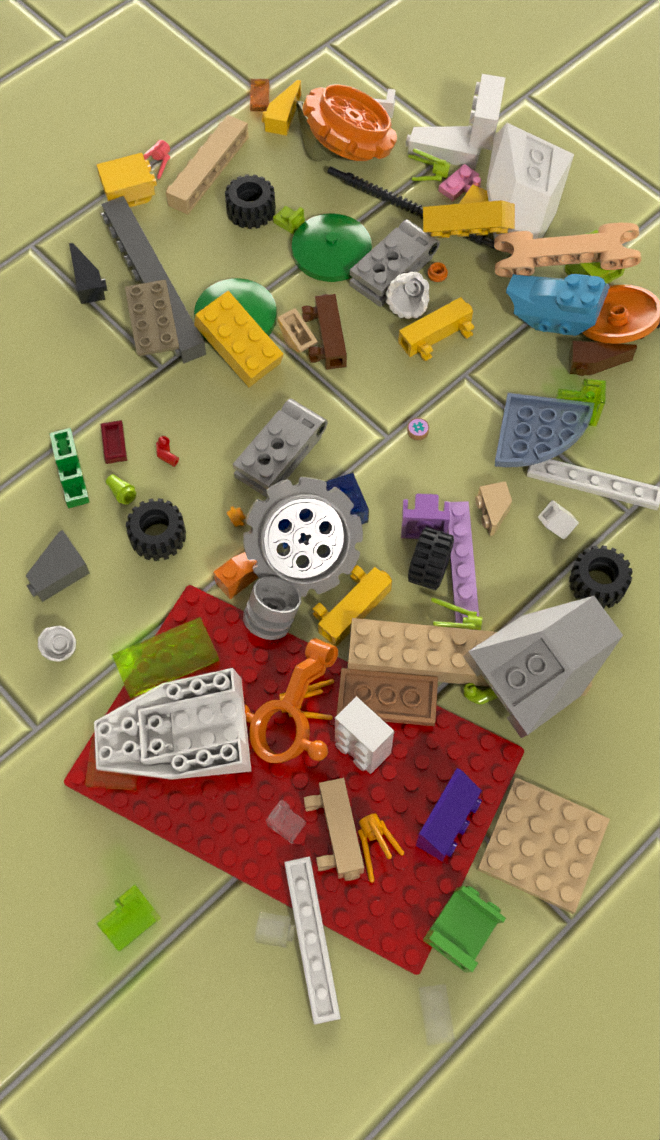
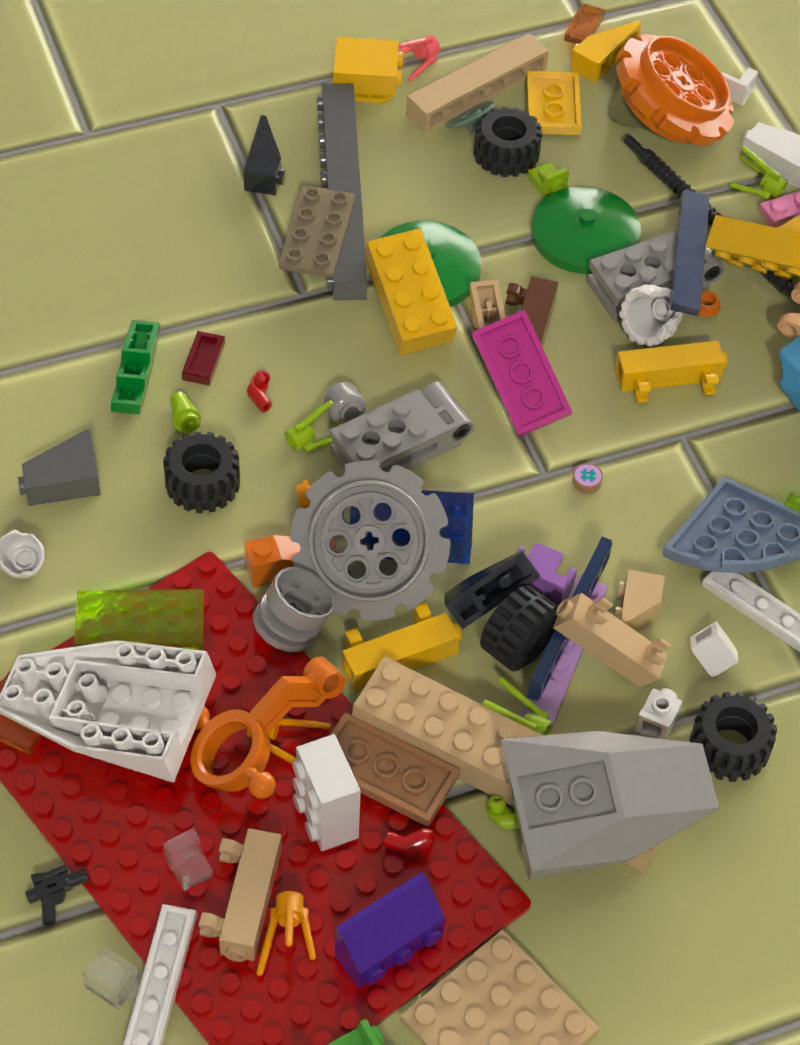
camera: 20 degrees right, 10 degrees down
(199, 882) = (51, 889): none -> black piece
(211, 473) = (301, 435): none -> lime plant
(216, 191) = (470, 117): none -> sand green dish
(230, 439) = (347, 402): none -> light grey head
(267, 159) = (555, 101): none -> yellow plate
(342, 370) = (521, 373): none -> dark pink plate
(397, 539) = (489, 588): none -> black slope
(415, 240) = (689, 253): none -> dark blue tile
(430, 743) = (412, 844): none -> red arm
(459, 538) = (558, 641): none -> dark blue tile
(495, 543) = (610, 639): none -> tan brick
(542, 586) = (659, 714): none -> white brick

